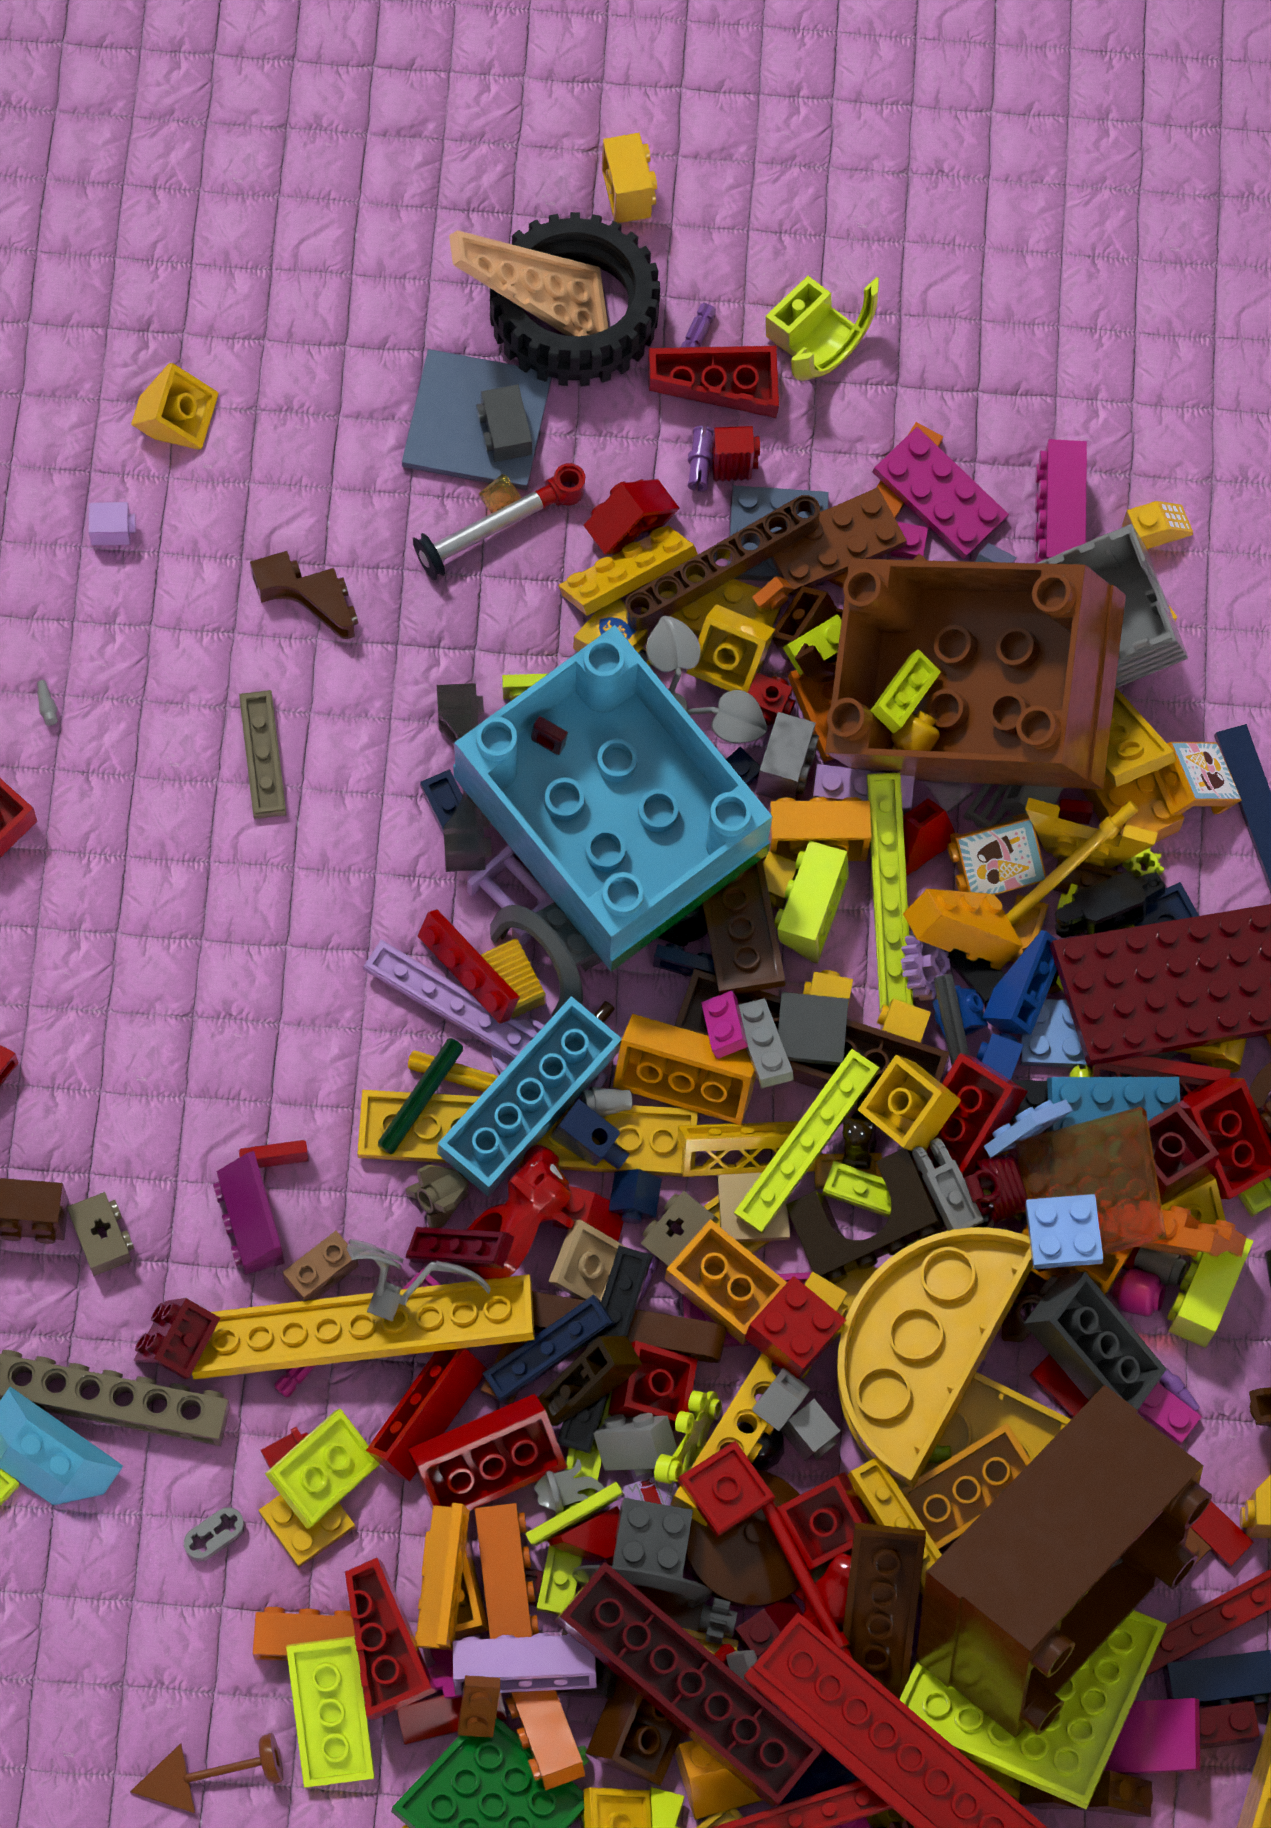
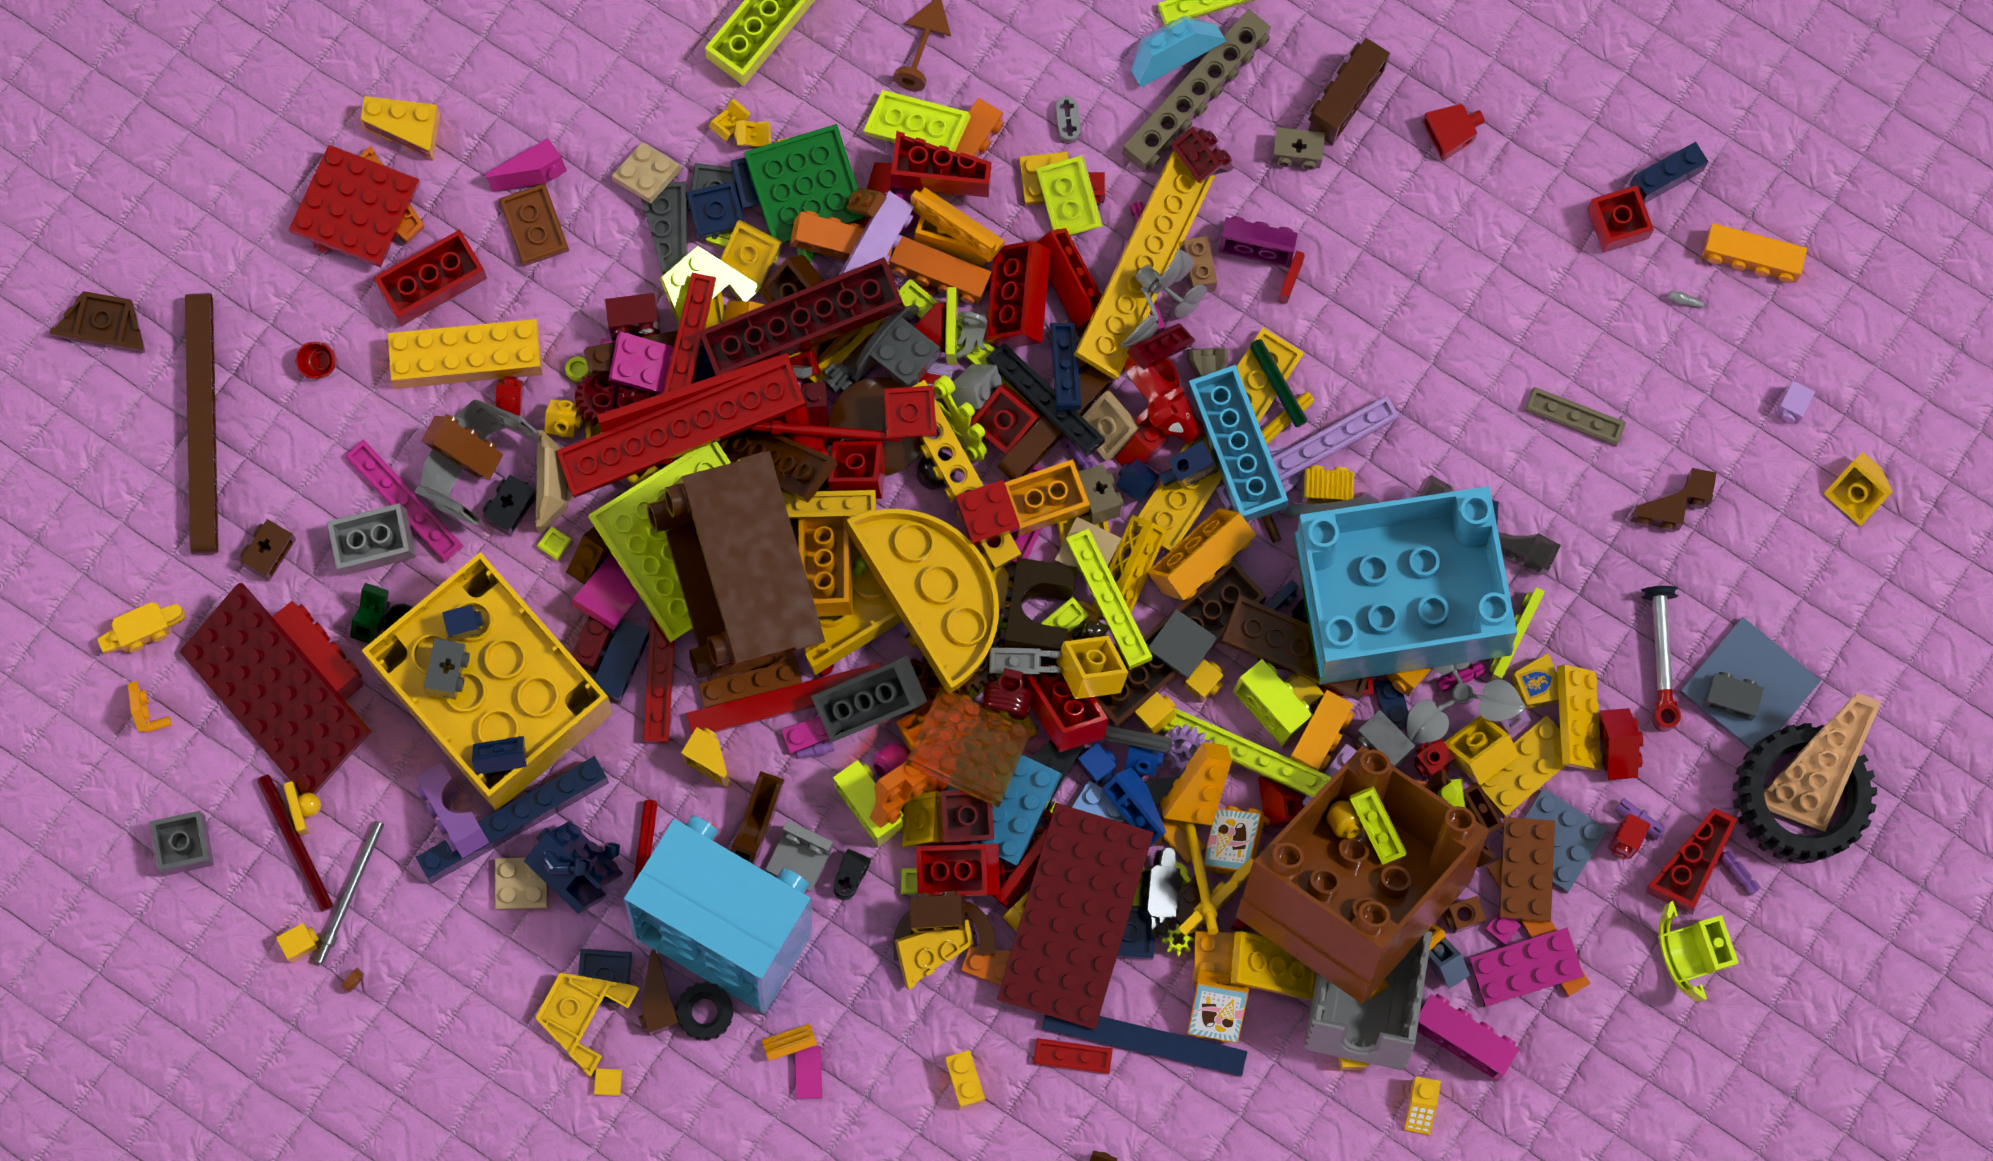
camera: 120 degrees right, 5 degrees up
(468, 966) = (1344, 459): red plate -> none
(499, 493) = (1682, 667): clear yellow tile -> none
(549, 735) = (1473, 573): dark red tile -> none
(590, 1377) = (1029, 375): dark brown slope -> none
(607, 1101) = (1209, 493): light grey cone -> none
(628, 177) = (1883, 884): yellow brick -> none
(724, 1024) = (1214, 584): dark pink plate -> none
(730, 549) = (1546, 787): reddish brown beam -> none
(765, 1045) = (1187, 601): light grey plate -> none
(773, 594) = (1506, 800): orange plate -> none
(781, 1399) = (947, 480): light grey panel -> none
(811, 1431) = (921, 496): light grey brick -> none
(1028, 1124) = (1035, 734): light blue plate -> none
(1064, 1231) = (947, 704): light blue plate -> none

